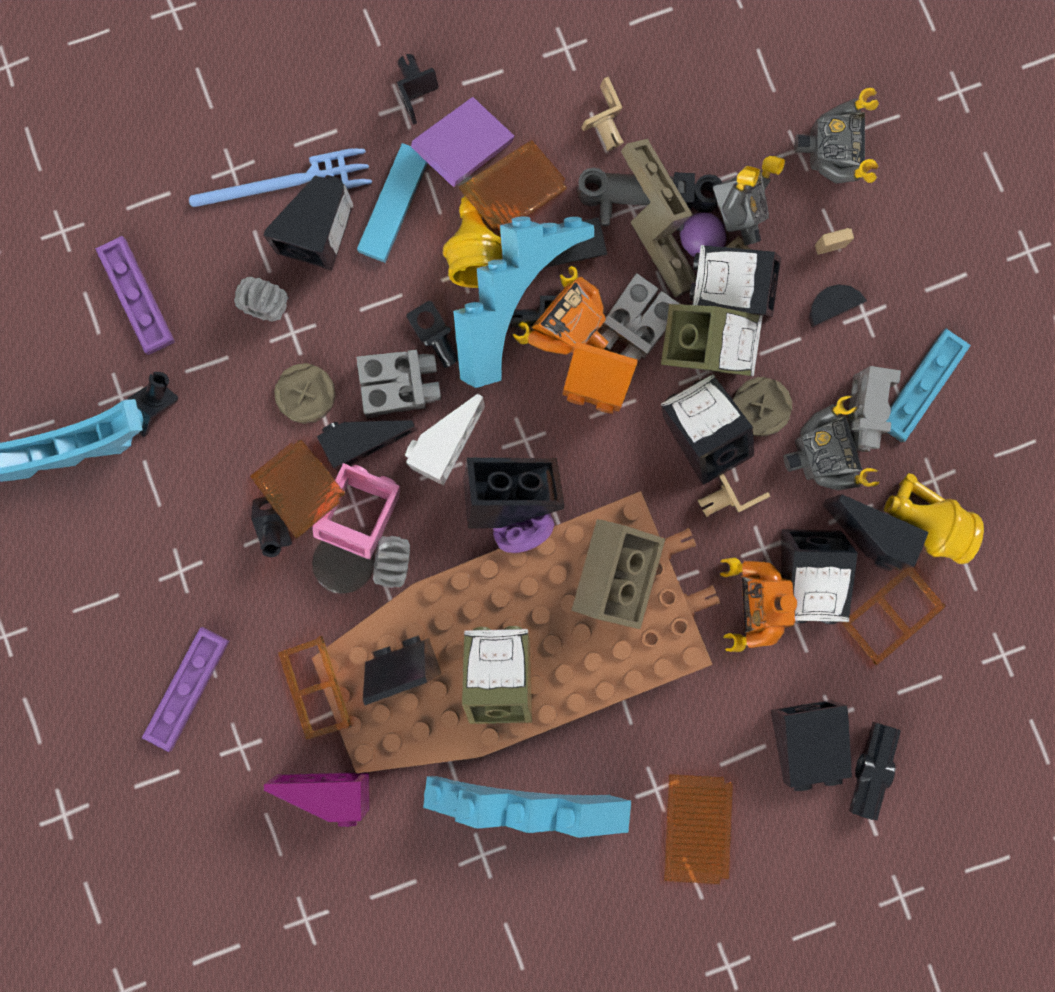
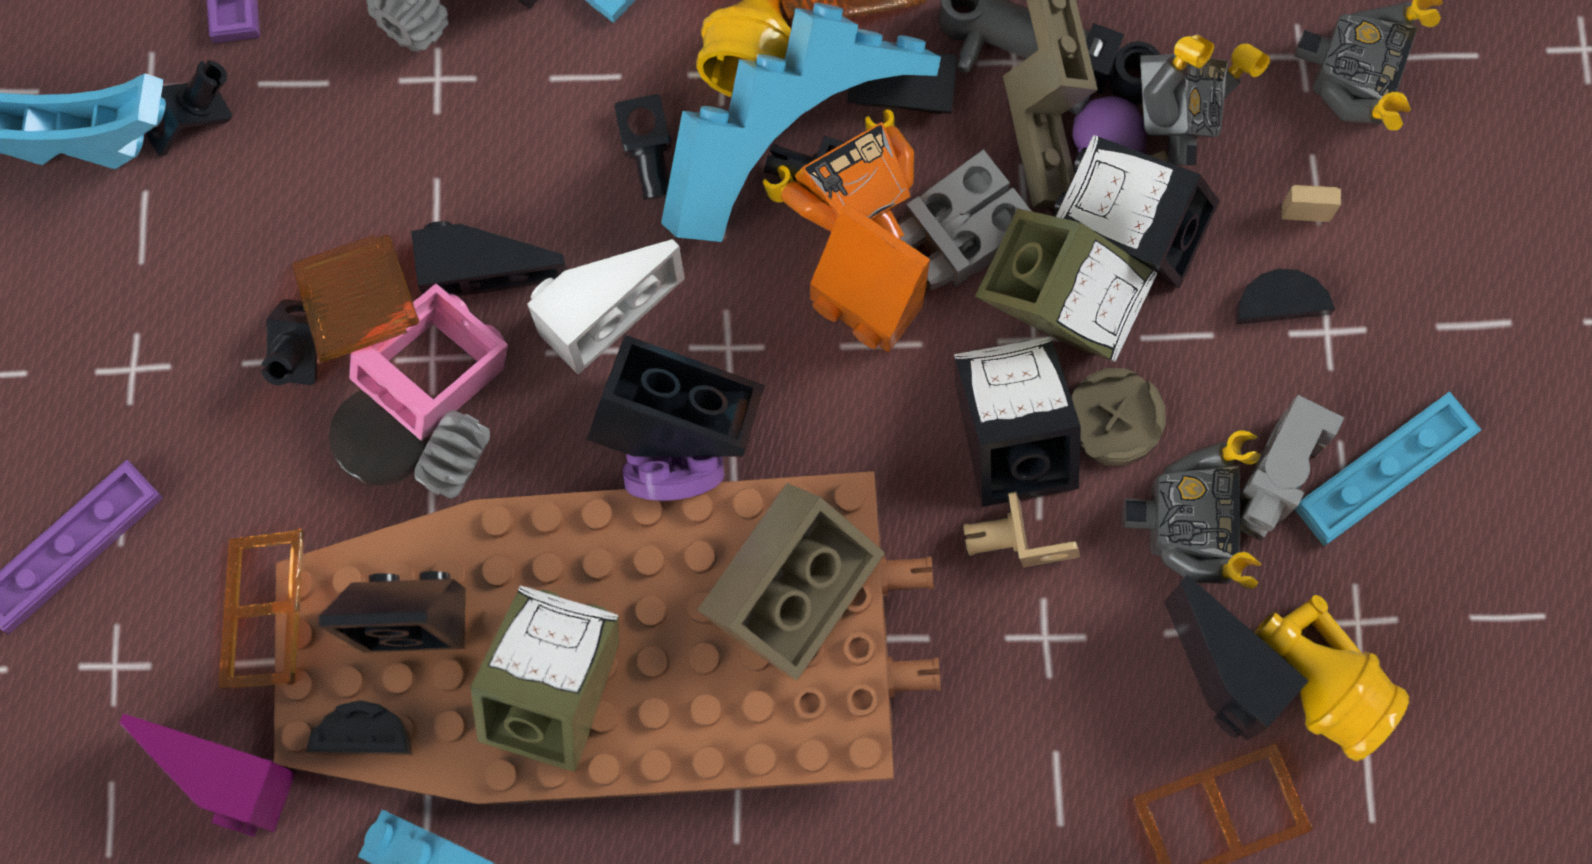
camera: 25 degrees right, 10 degrees down
(305, 393) = (421, 170): dark tan tile -> none
(394, 382) = (561, 195): light grey hips -> none
(399, 740) = (362, 730): none -> black tile
(766, 603) = (1014, 718): orange torso -> none
(821, 573) = (1112, 705): slope -> none

